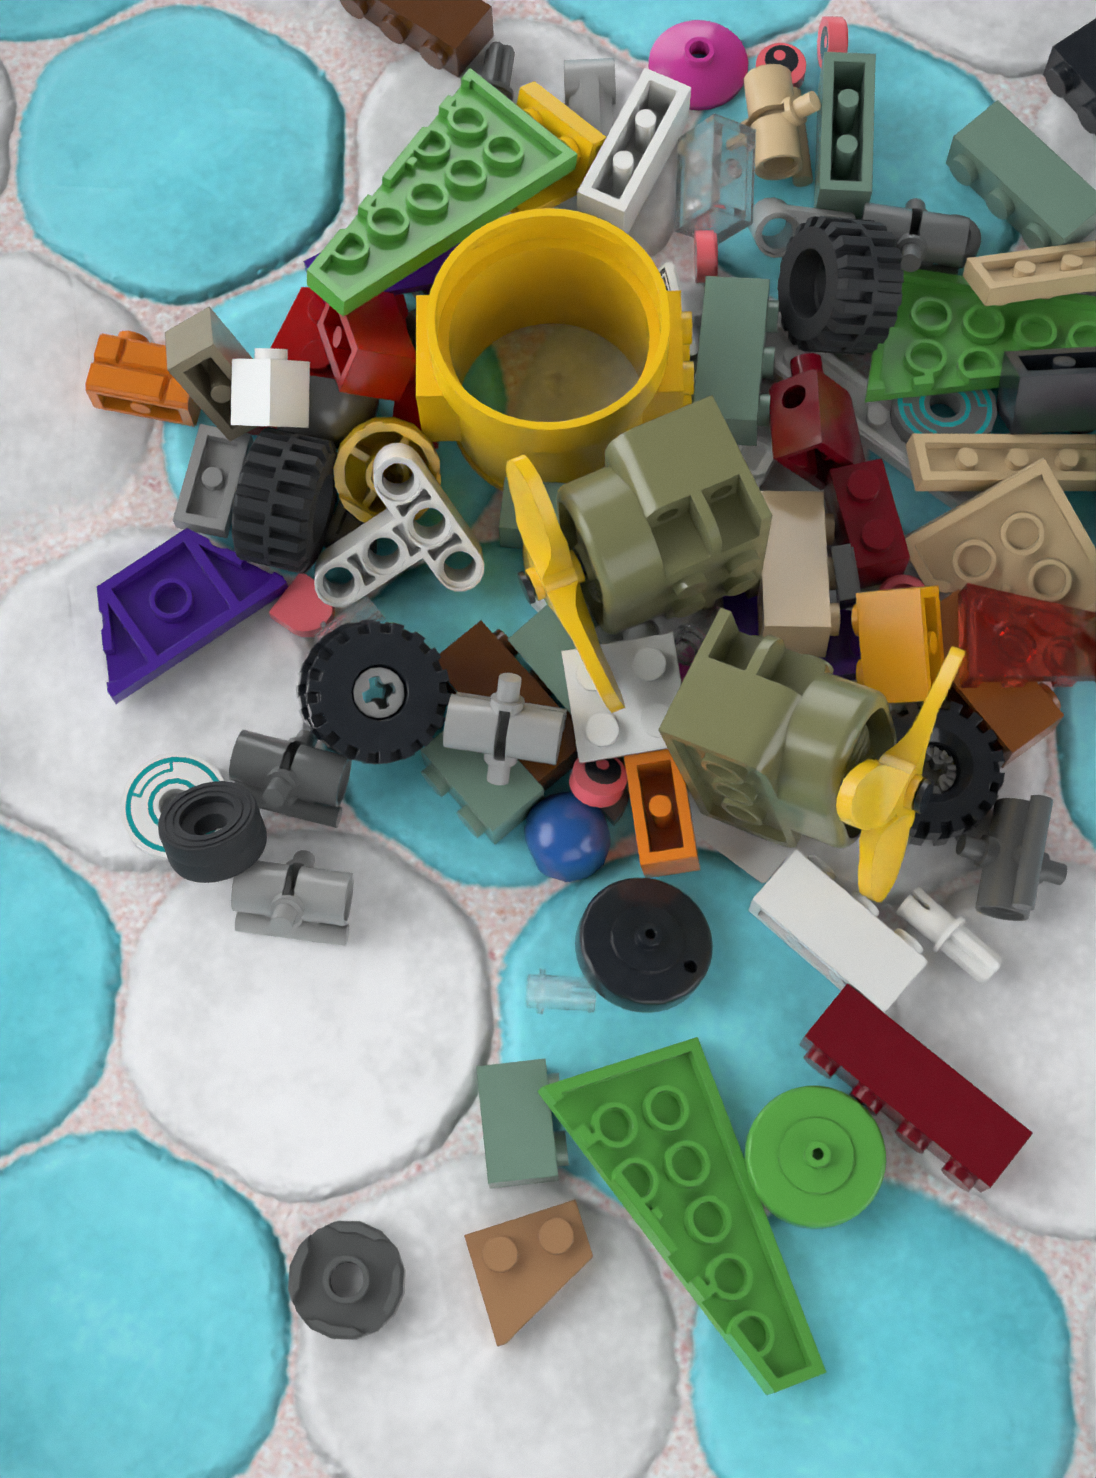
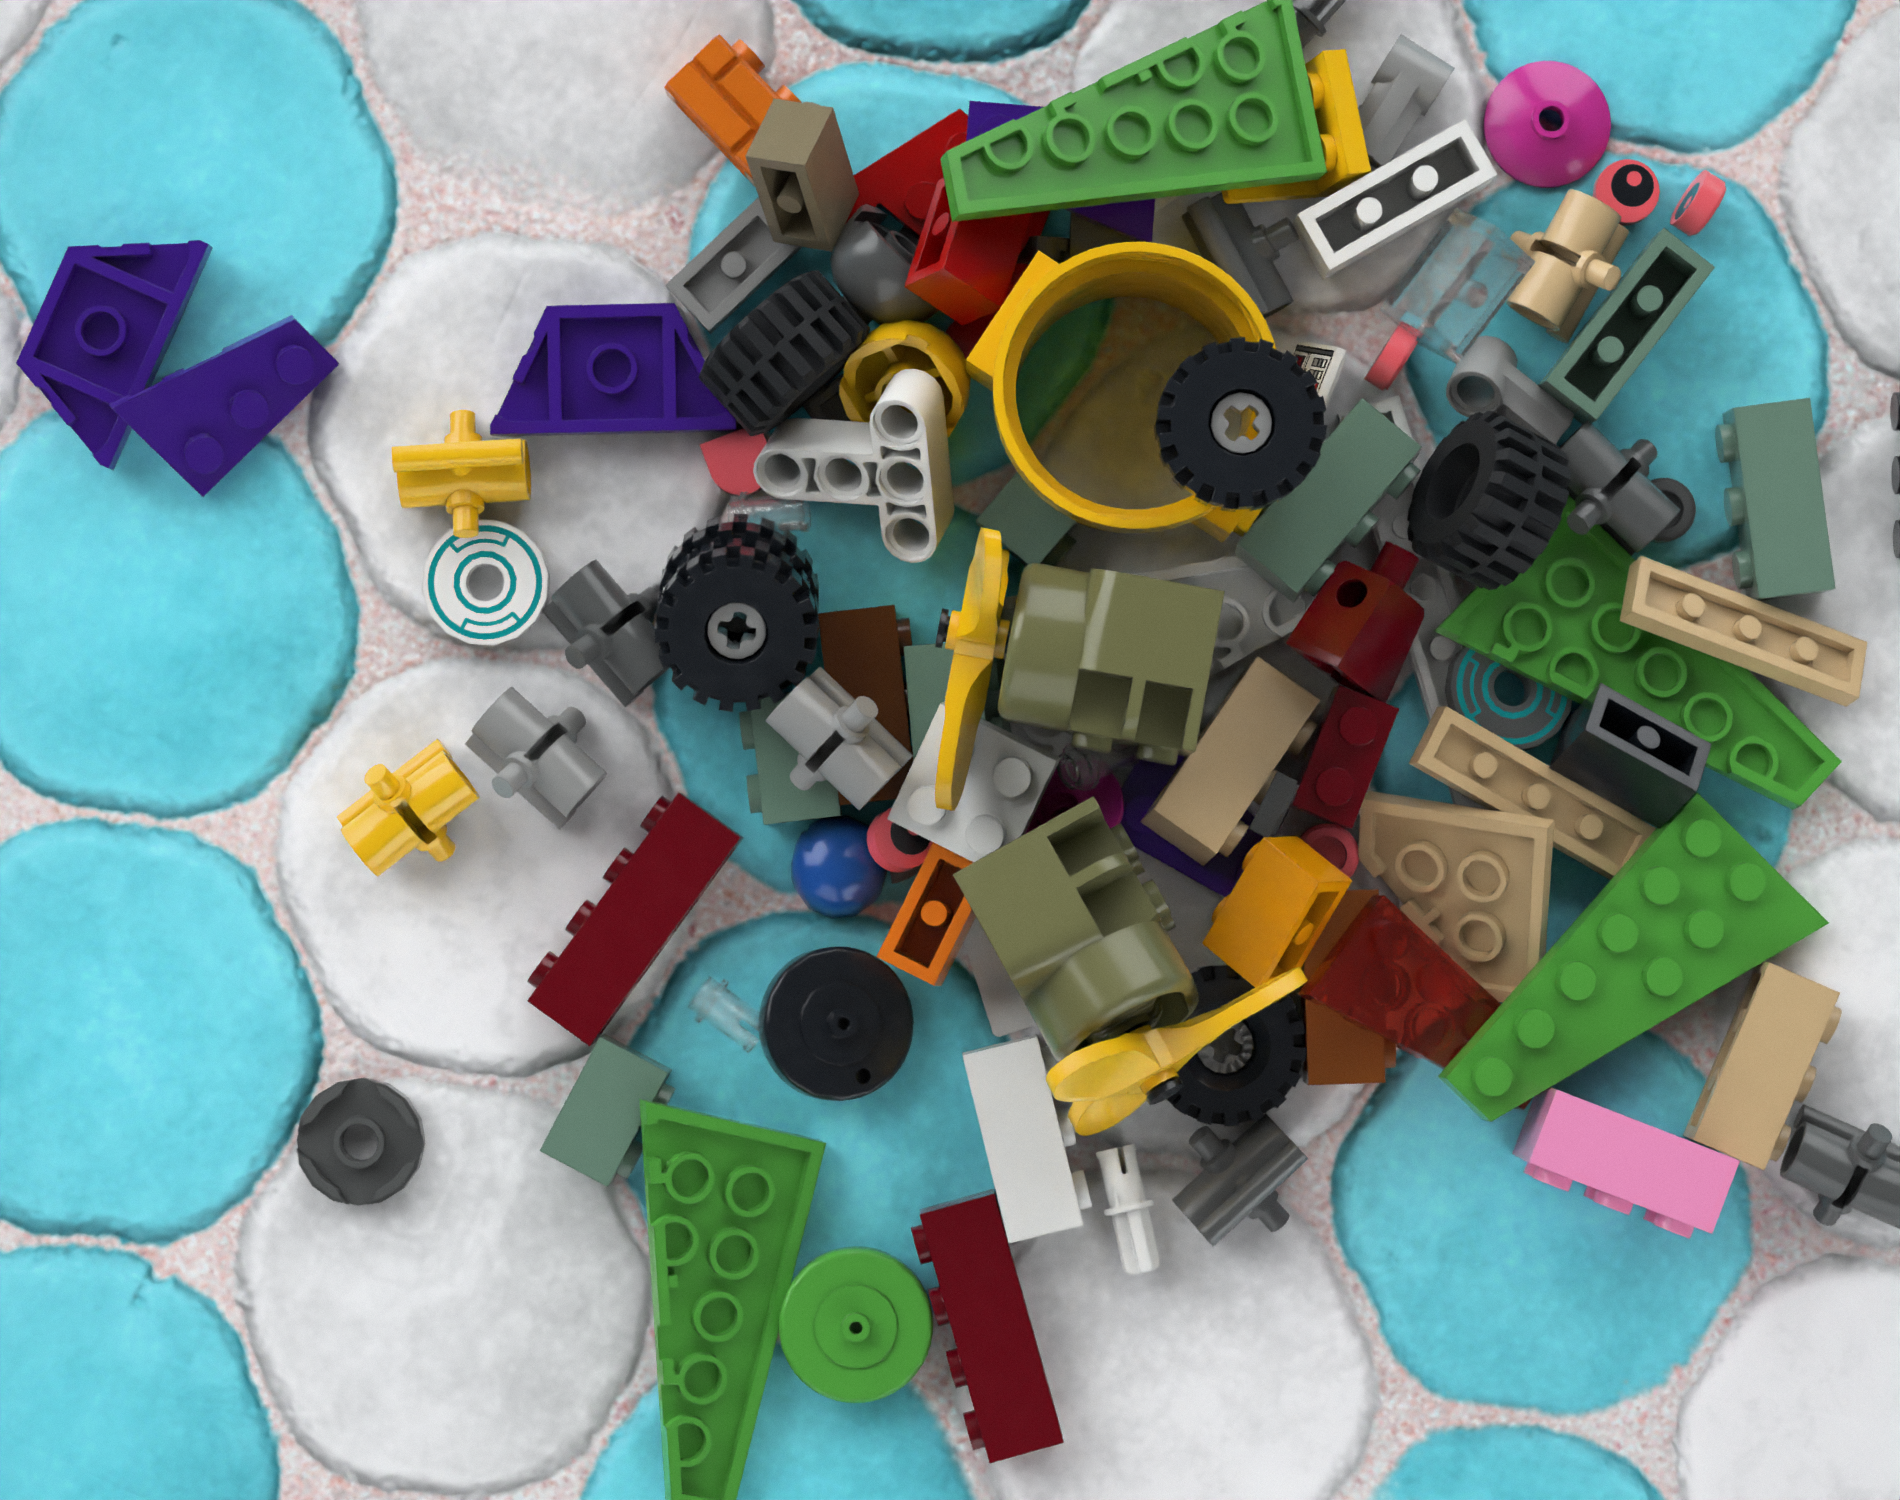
camera: 35 degrees right, 15 degrees up
(108, 735) = (463, 473): none -> yellow pin
(216, 854) = (494, 680): black tyre -> none
(222, 999) = (408, 809): none -> yellow pin
(270, 390) = (835, 240): white brick -> none
(443, 968) = (634, 917): none -> dark red brick
(527, 1263) = (532, 1238): medium nougat wing -> none
(648, 321) = (1243, 470): none -> black bush

